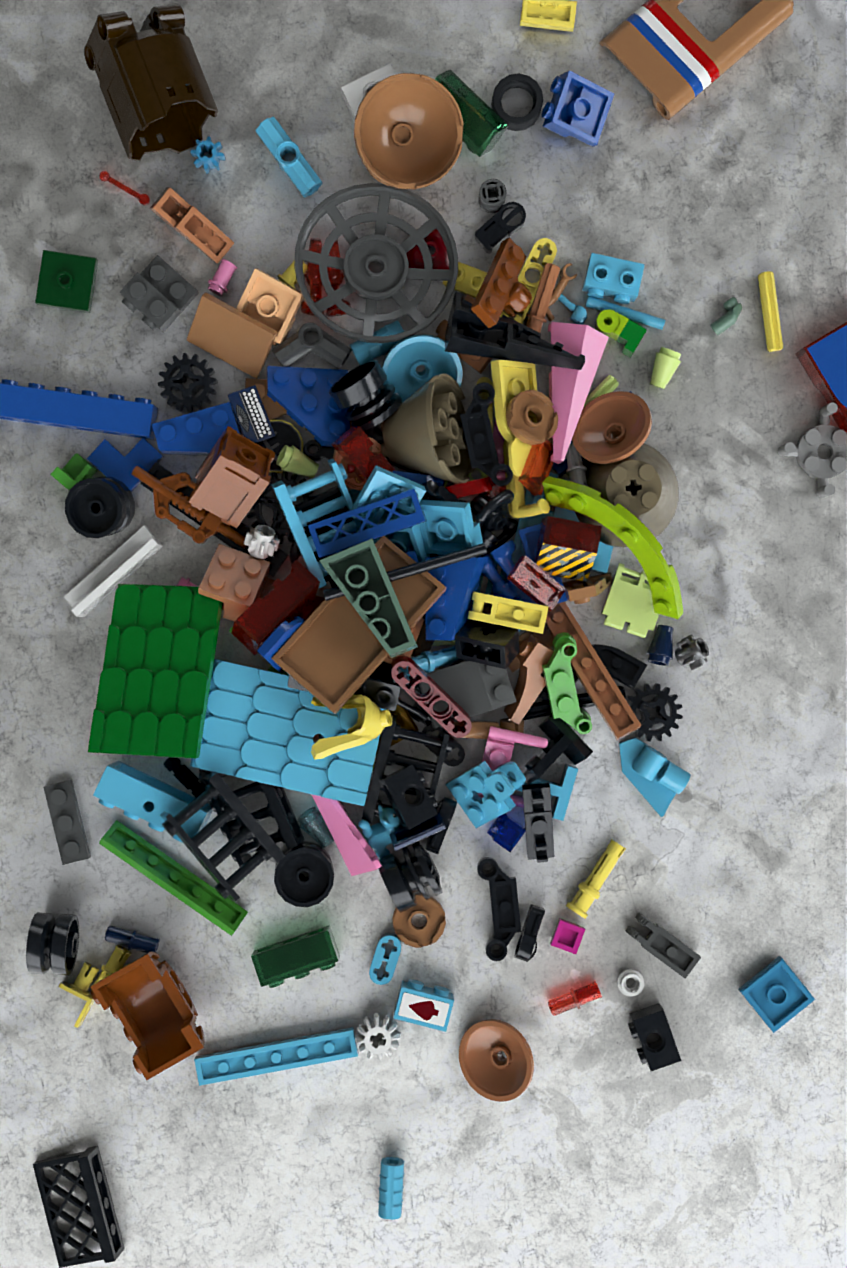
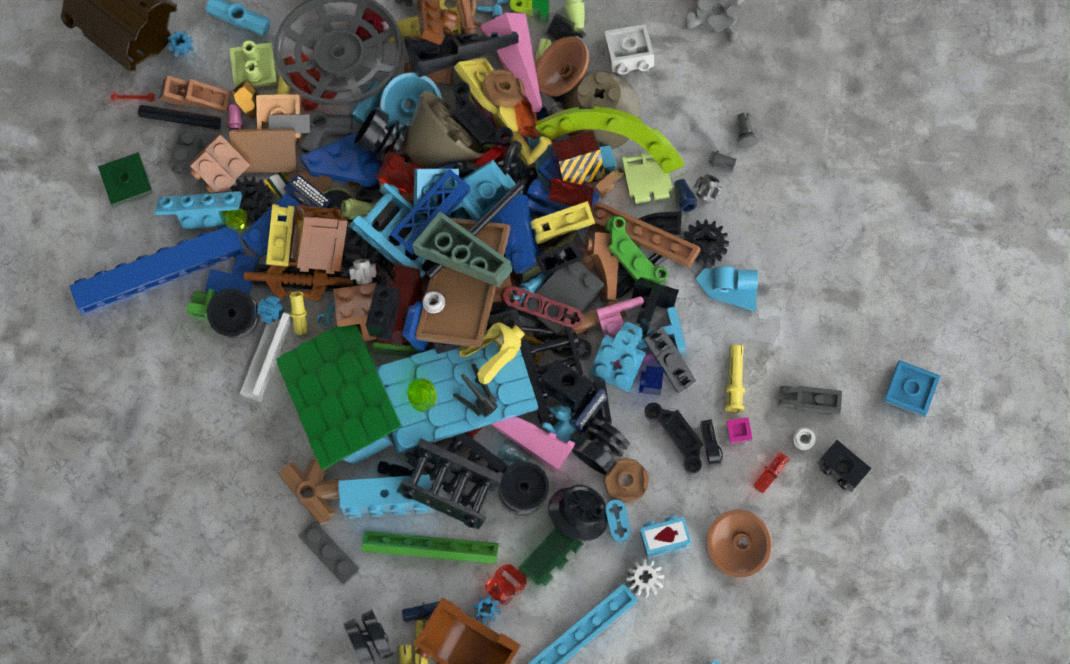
camera: 25 degrees left, 15 degrees down
(79, 767) = (312, 480): none -> medium nougat piece
(124, 364) = (199, 209): none -> medium azure bracket
(142, 525) = (270, 309): none -> dark azure gear
(154, 387) = (235, 222): none -> clear neon green plate
(162, 241) = (179, 117): none -> black axle
(170, 327) = (218, 165): none -> nougat plate
(171, 544) = (298, 312): none -> light yellow axle
(190, 981) = (488, 603): none -> dark azure gear
(192, 451) = (280, 236): none -> light yellow plate
(201, 561) = (327, 314): none -> medium azure hand
(225, 961) = (501, 588): none -> clear red piece
(229, 381) = (277, 183): none -> sticker
(243, 260) = (245, 97): none -> pearl gold rock
(245, 725) = (422, 394): none -> clear neon green plate
(249, 615) = (383, 312): none -> black brick
(273, 227) = (254, 64): none -> yellowish green plate
(285, 325) = (300, 123): none -> light grey sticker
(305, 772) = (485, 404): none -> pearl dark grey plant
(309, 624) = (432, 297): none -> white plate
(345, 932) = (578, 512): none -> black wheel
(639, 378) = (562, 27): none -> black plate
(700, 443) = (629, 49): none -> white plate
(725, 629) = (722, 160): none -> dark grey pin
(772, 609) = (746, 134): none -> dark grey pin

